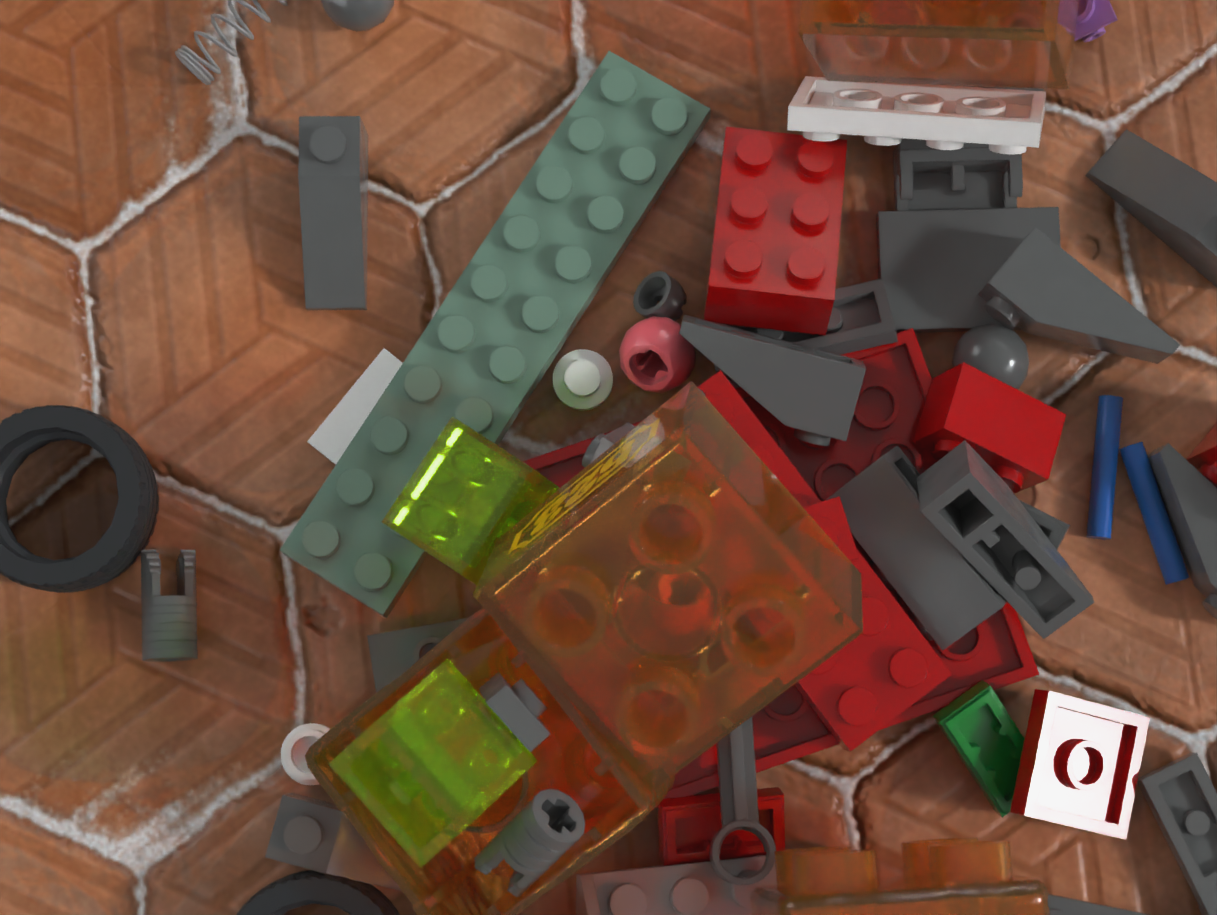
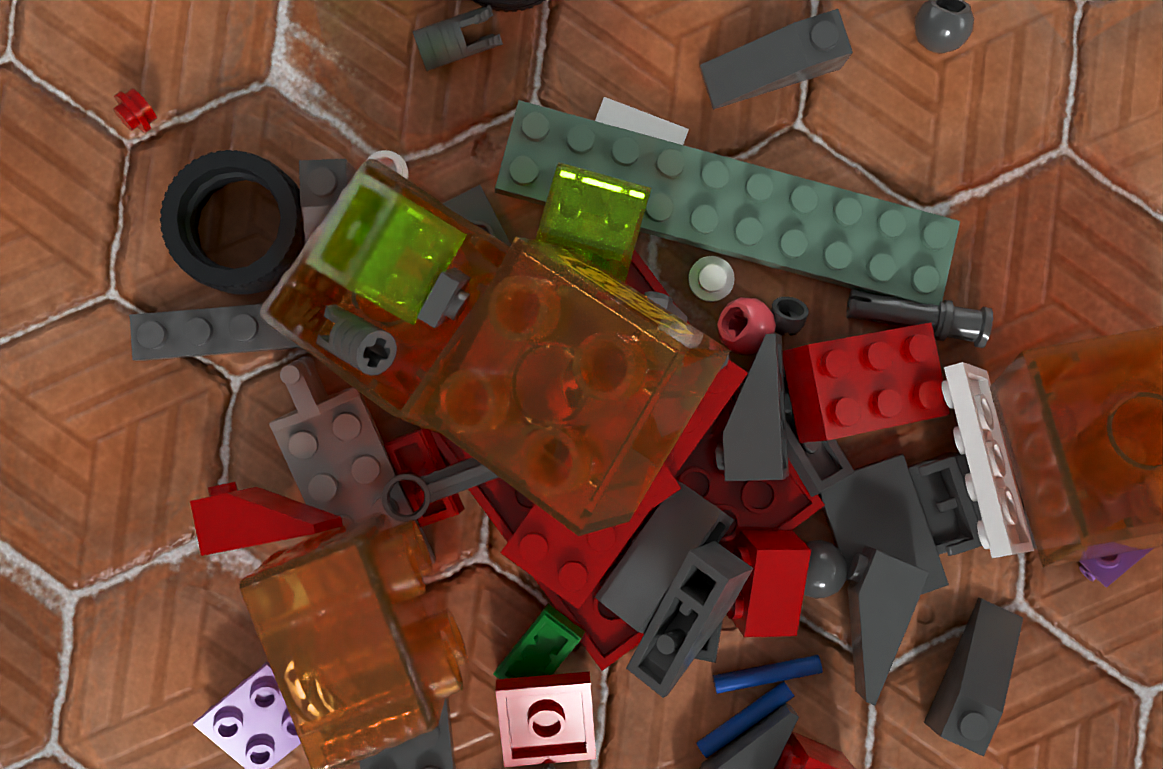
camera: 70 degrees right, 5 degrees up
(724, 107) = (945, 318): none -> dark grey pin

